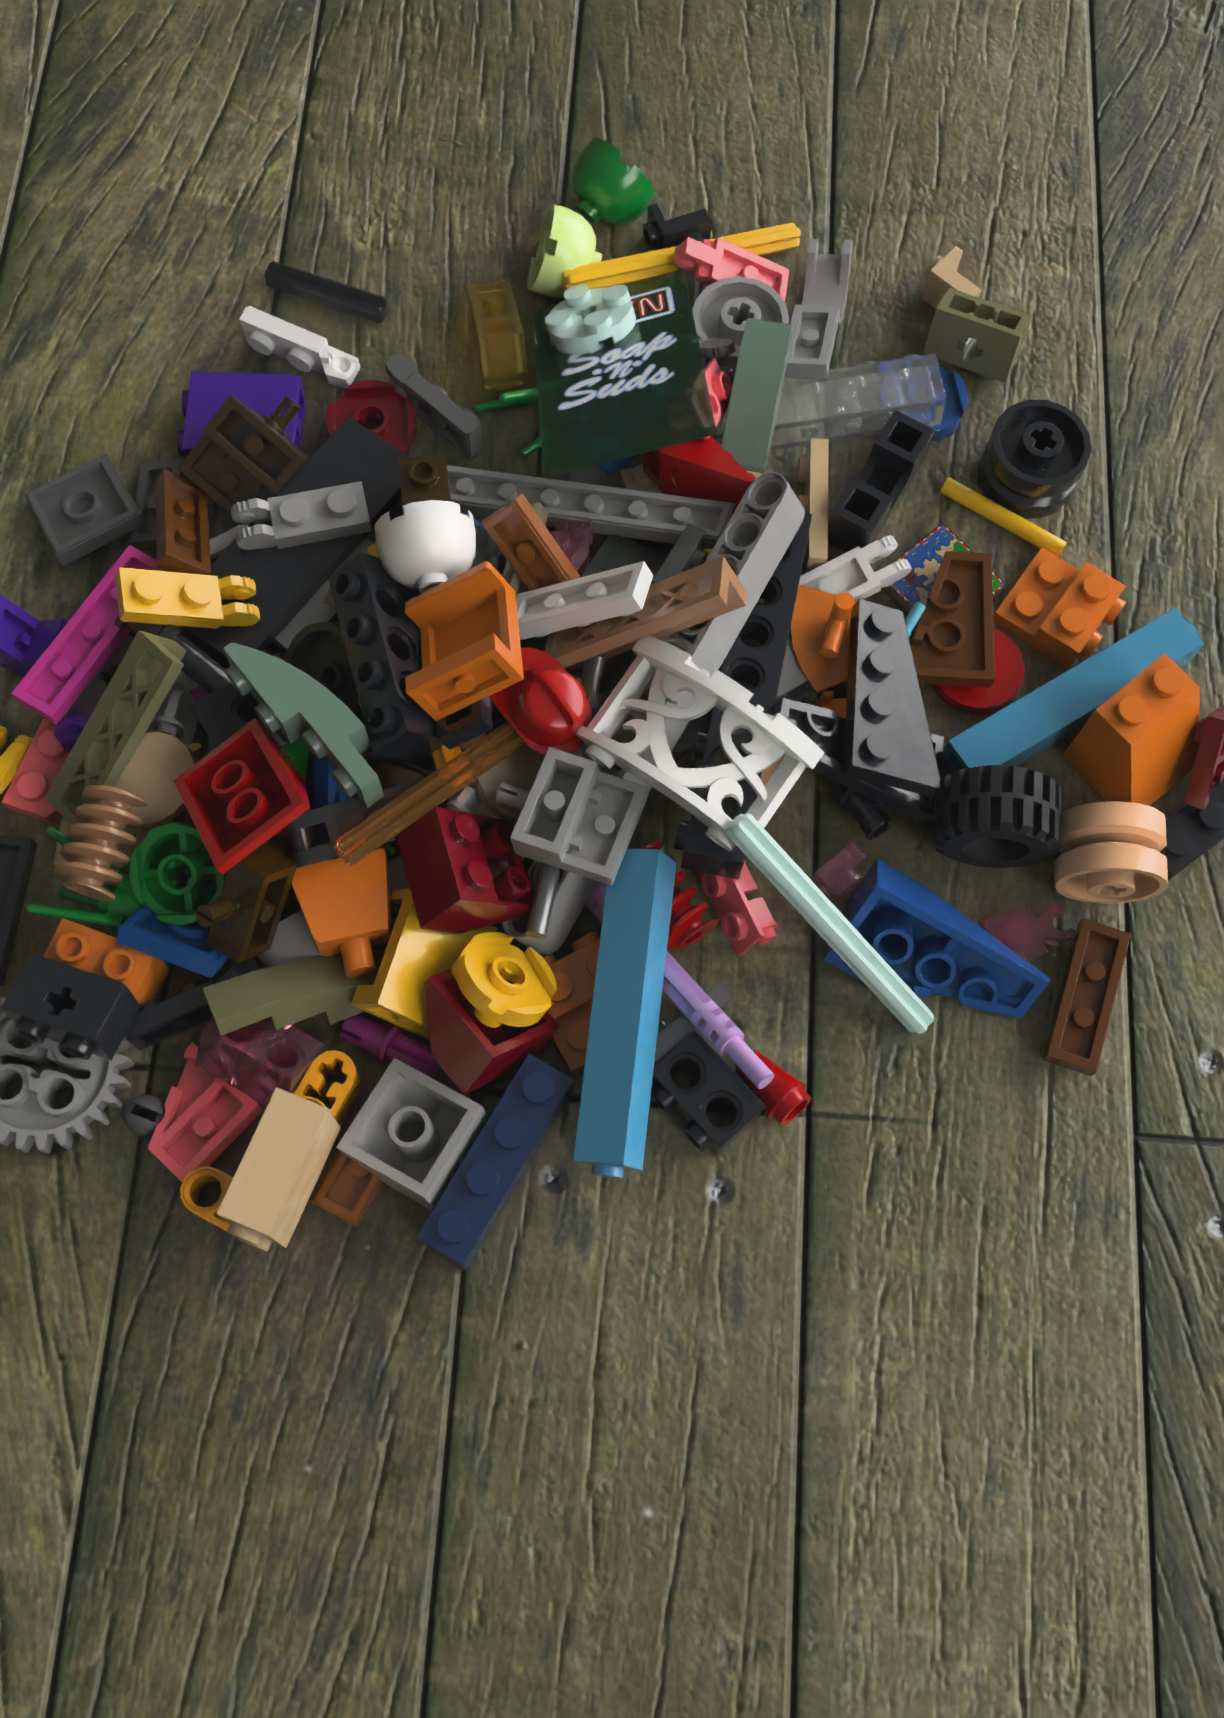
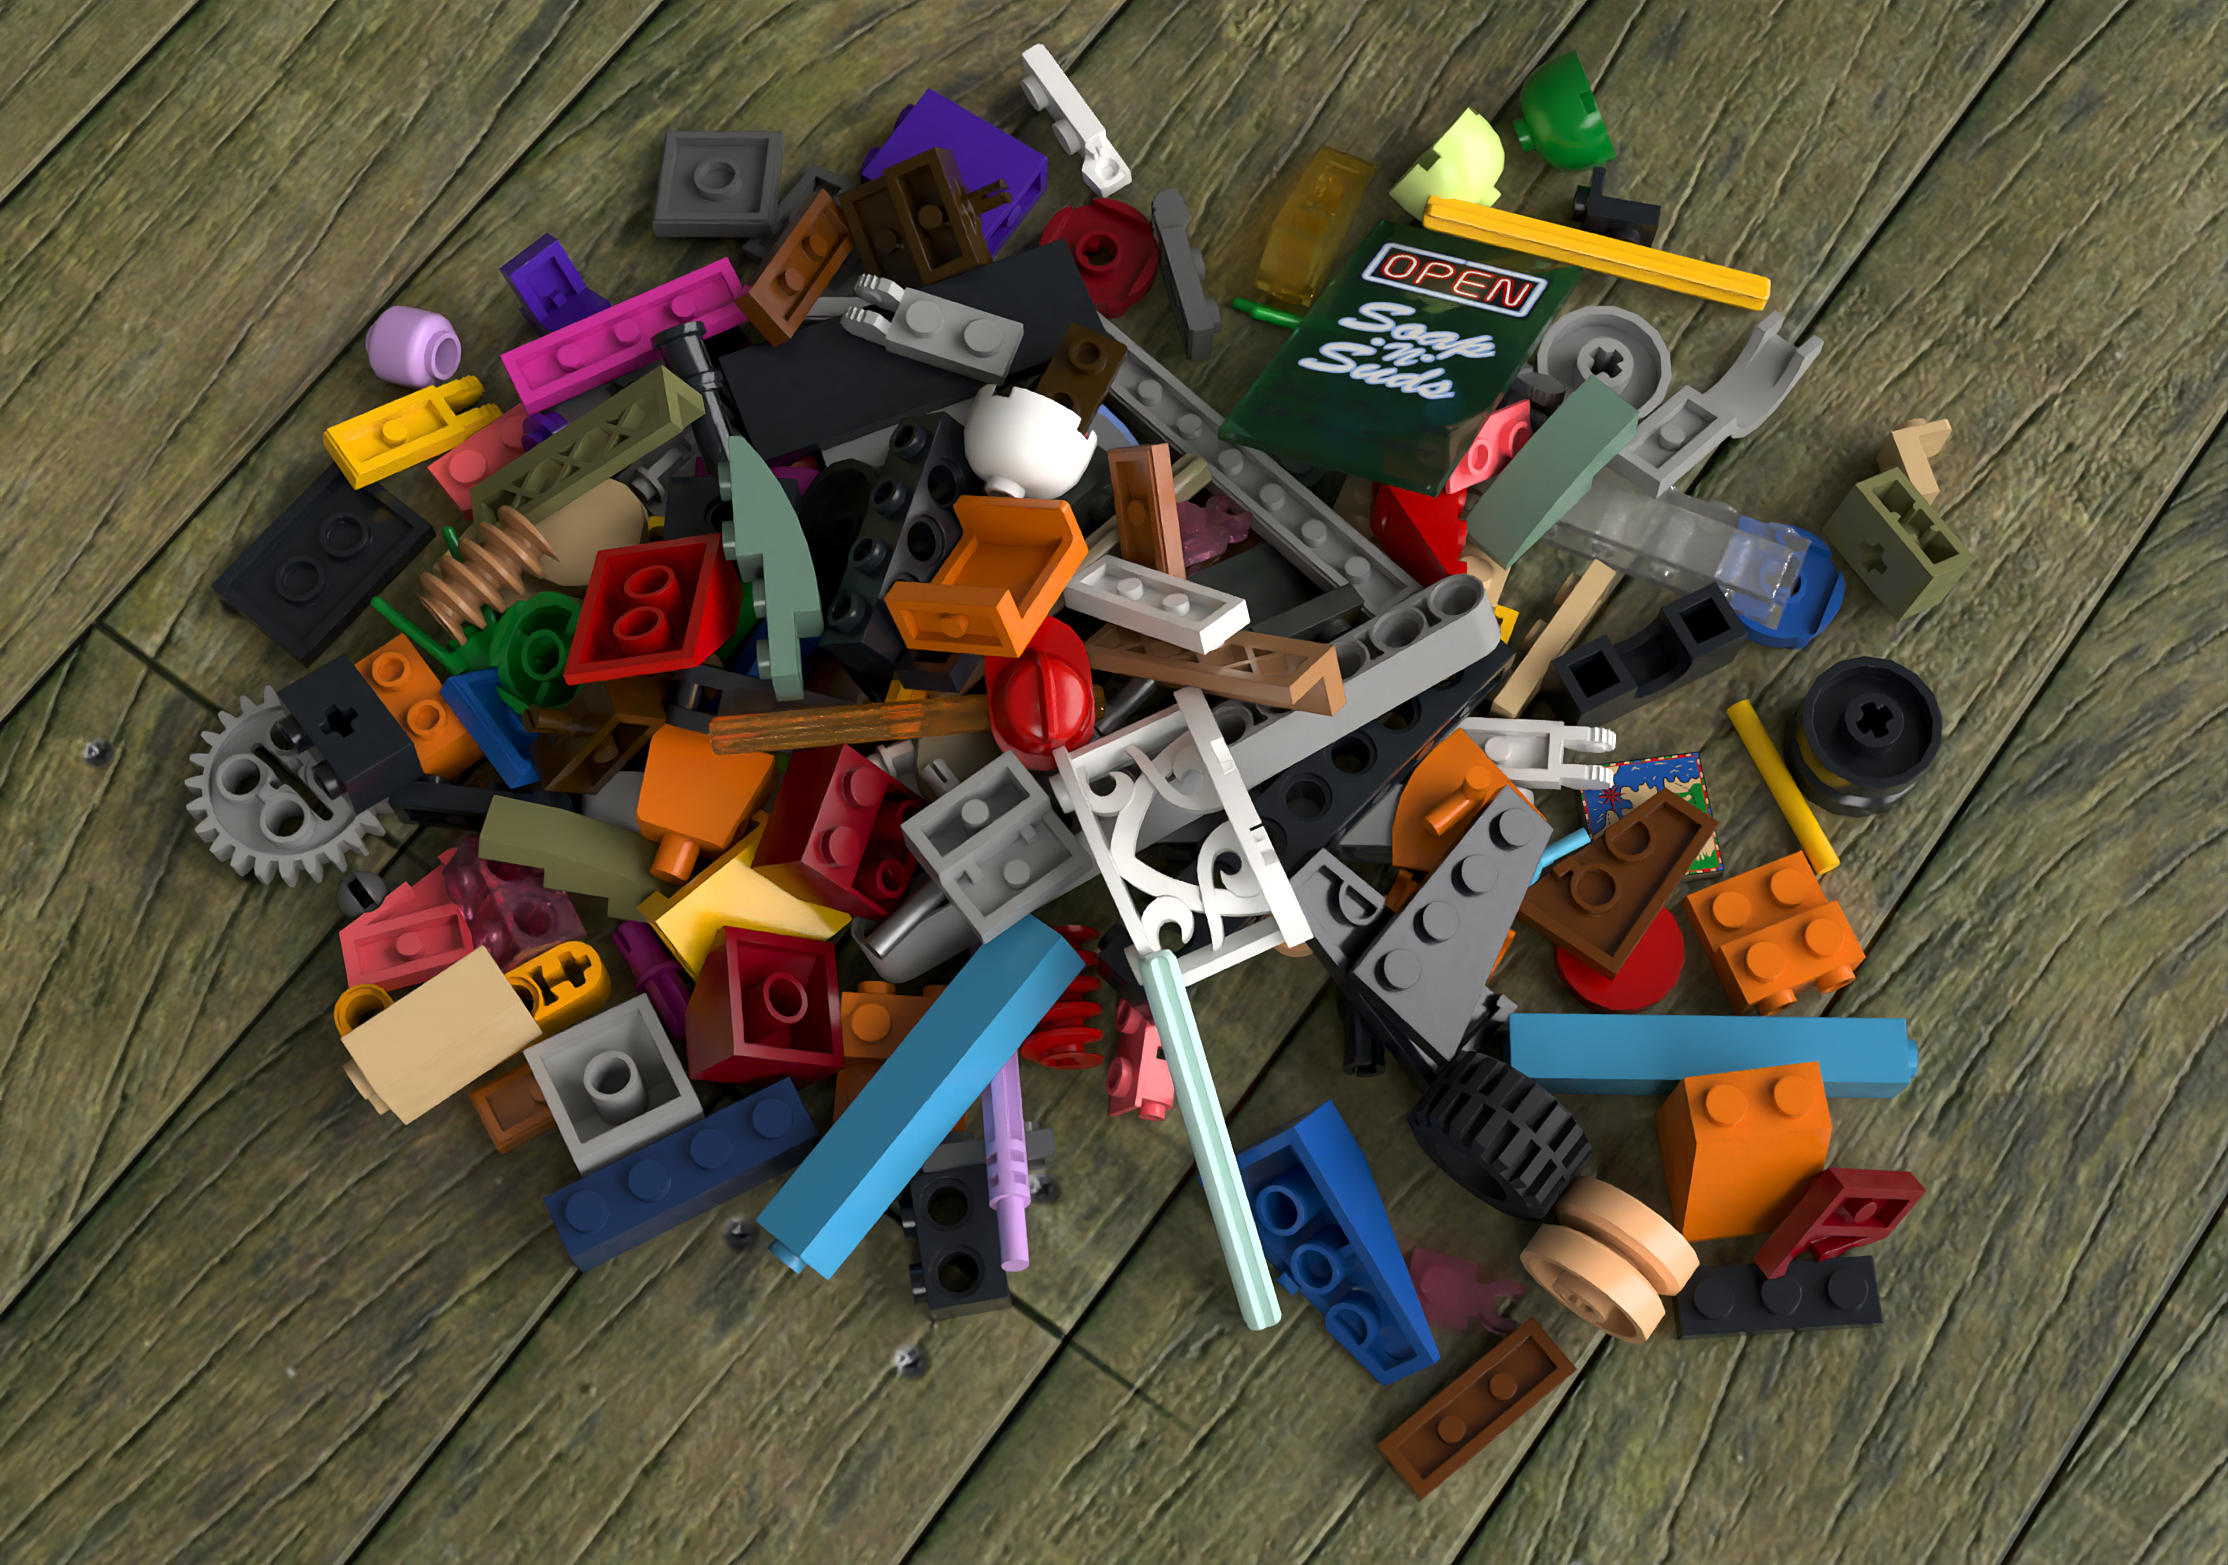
camera: 35 degrees right, 0 degrees up
(184, 599) = (738, 354): yellow hinge -> none
(326, 291) = (1152, 69): black axle -> none
(483, 978) = (780, 989): yellow plate -> none
(590, 317) = (1422, 270): light aqua plate -> none
(725, 260) = (1639, 286): coral hinge -> none
(782, 1096) = (1042, 1291): red cone -> none
(840, 872) = (1267, 1089): clear pink plate -> none

